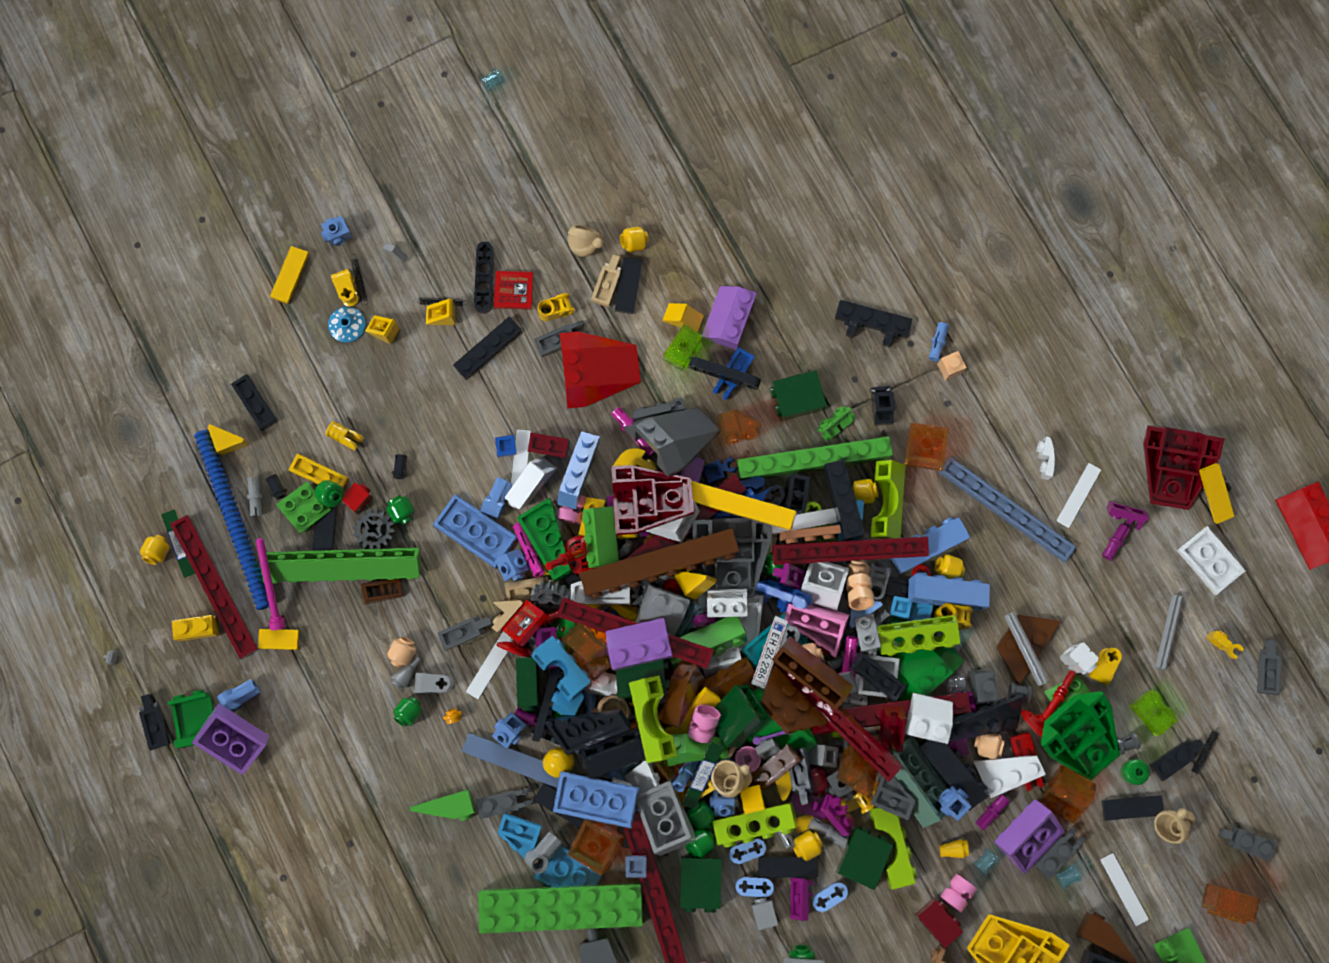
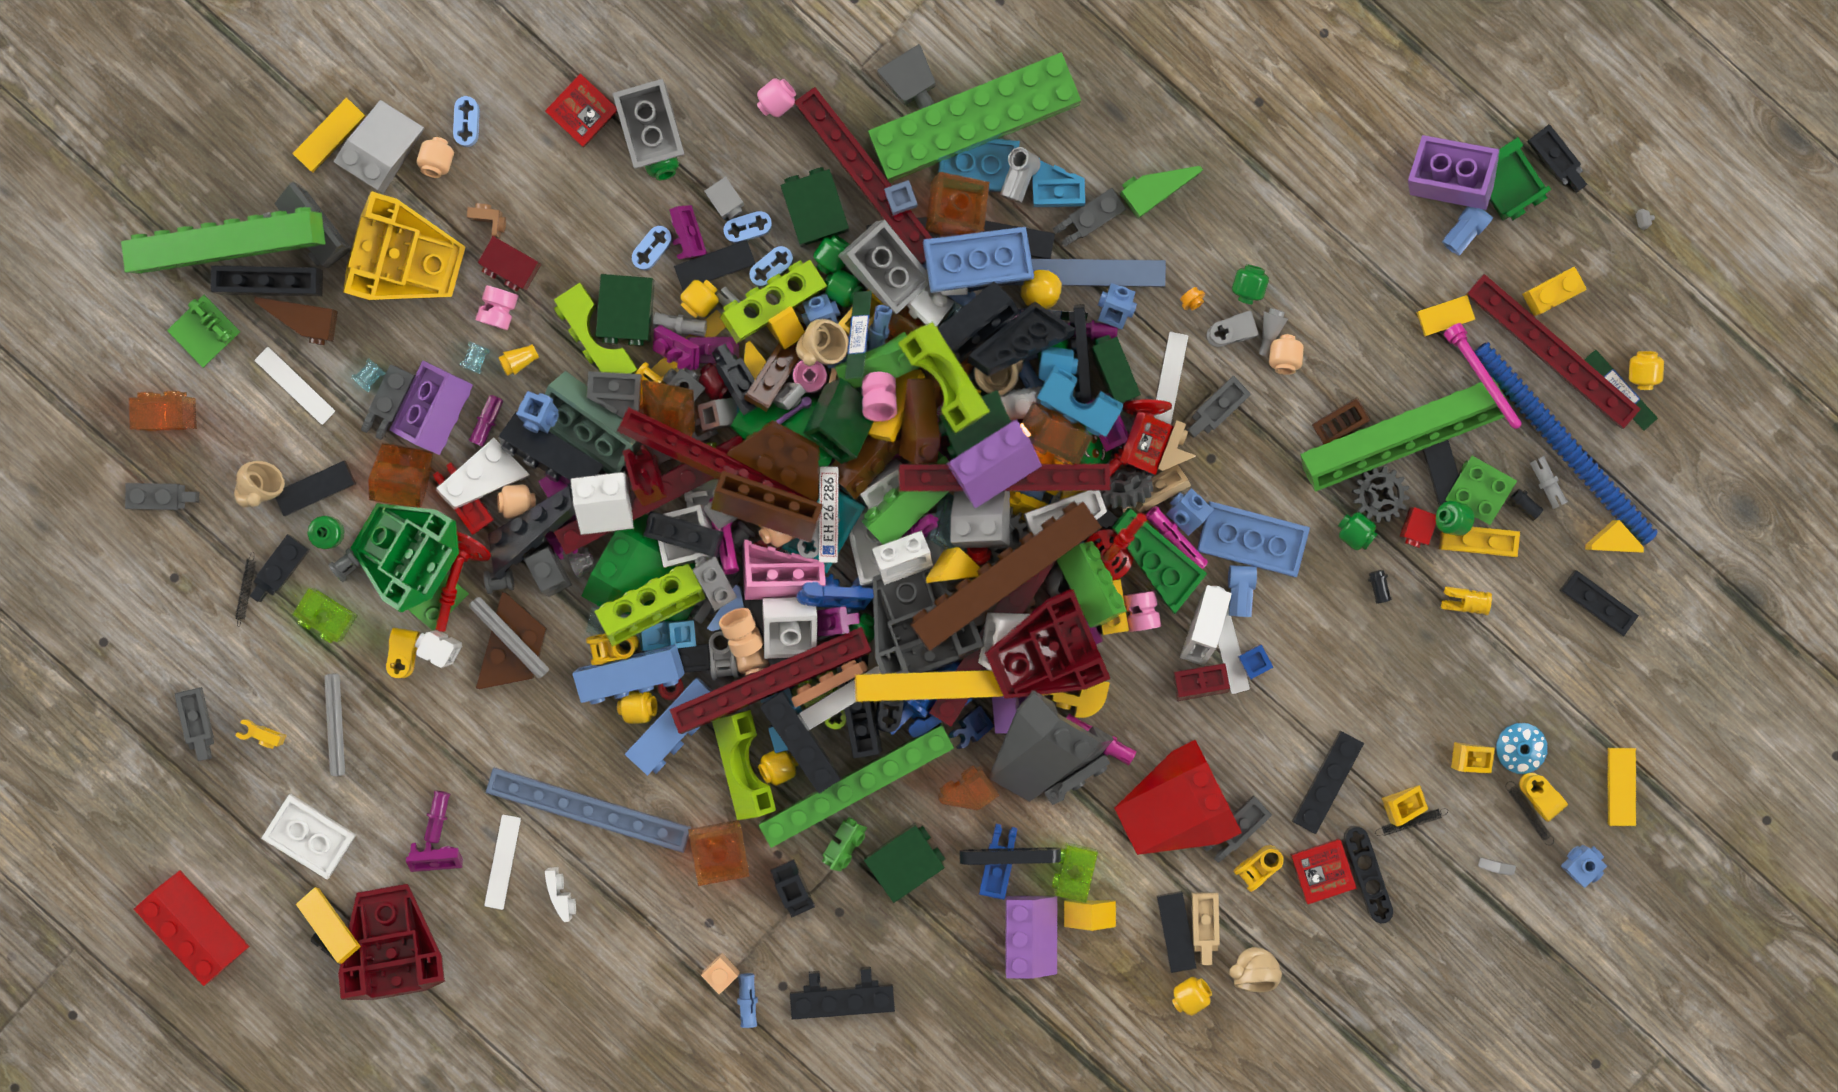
camera: 160 degrees right, 10 degrees up
(578, 470) = (1151, 660): brick -> none

